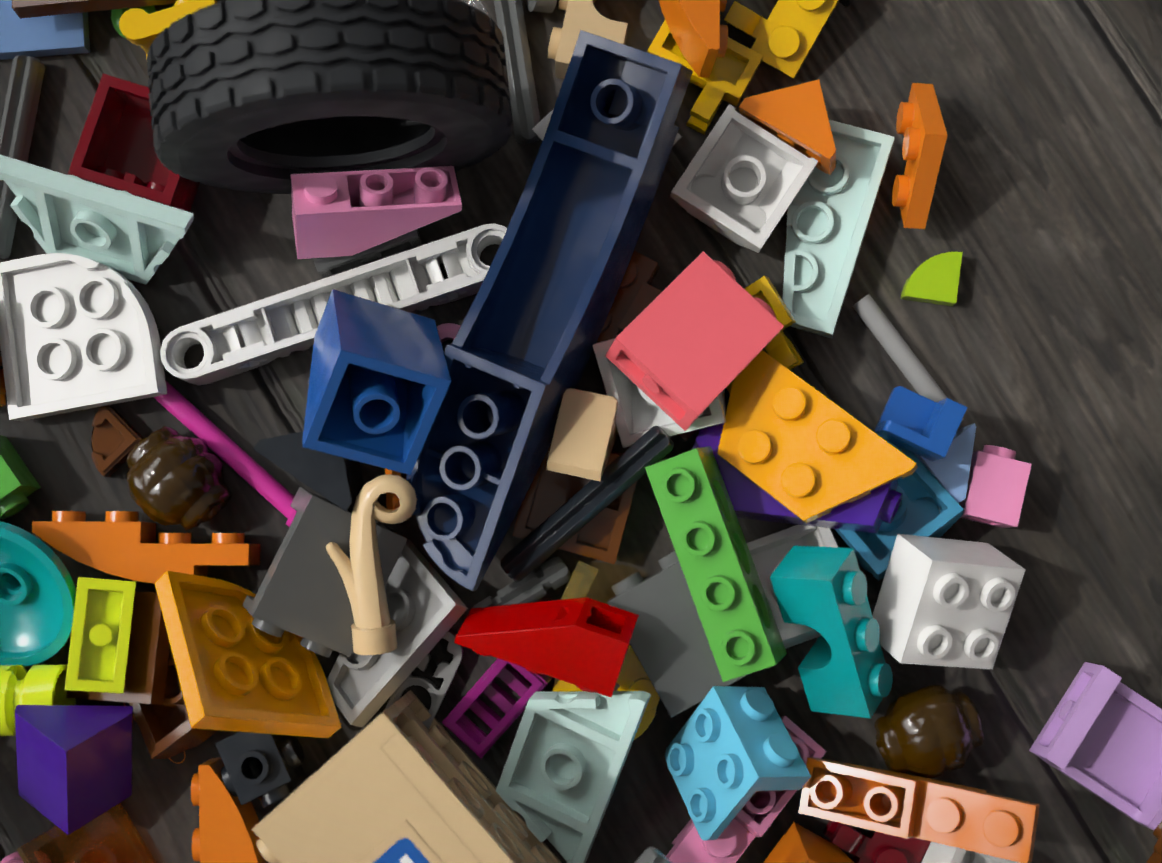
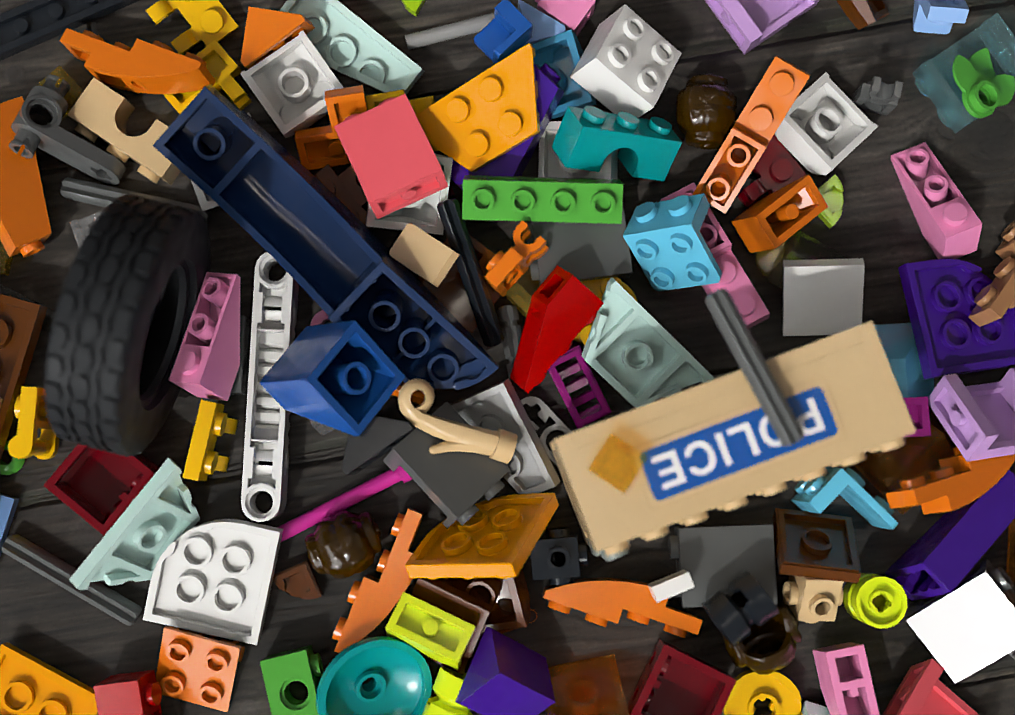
camera: 70 degrees left, 0 degrees up
(217, 254) = (201, 454): none -> yellow plate
(378, 813) = (617, 463): none -> clear yellow tile
(606, 551) = (509, 267): none -> orange plate
(677, 241) = (321, 144): none -> orange plate

